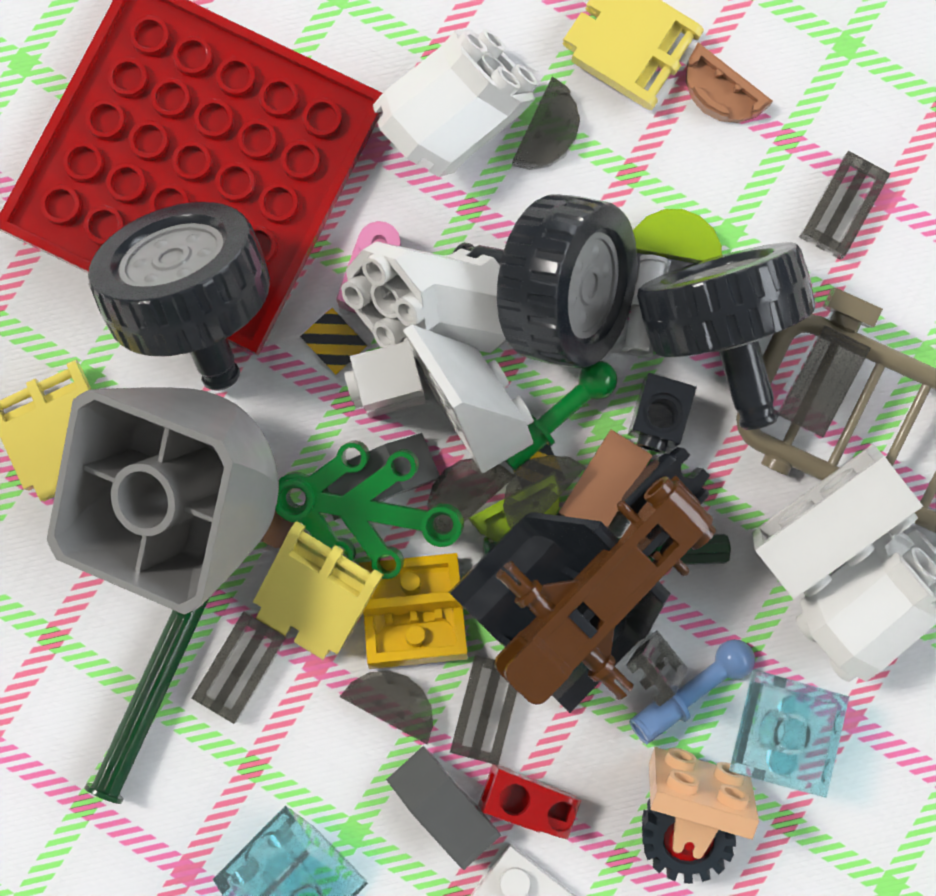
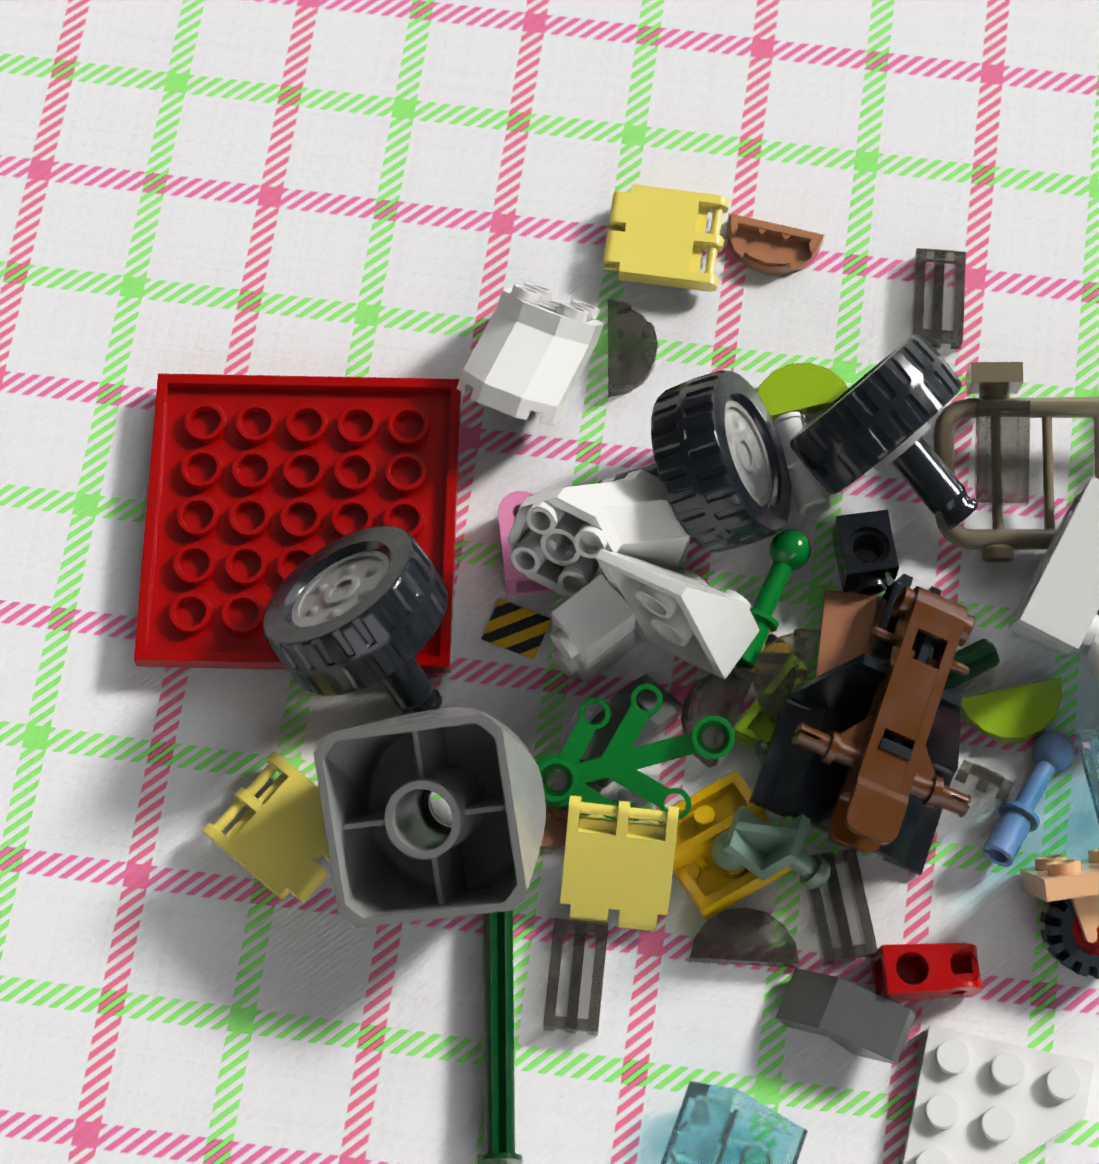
camera: 20 degrees left, 15 degrees down
(445, 642) = (768, 849): none -> sand green piece
(718, 610) = (1014, 712): none -> lime tile

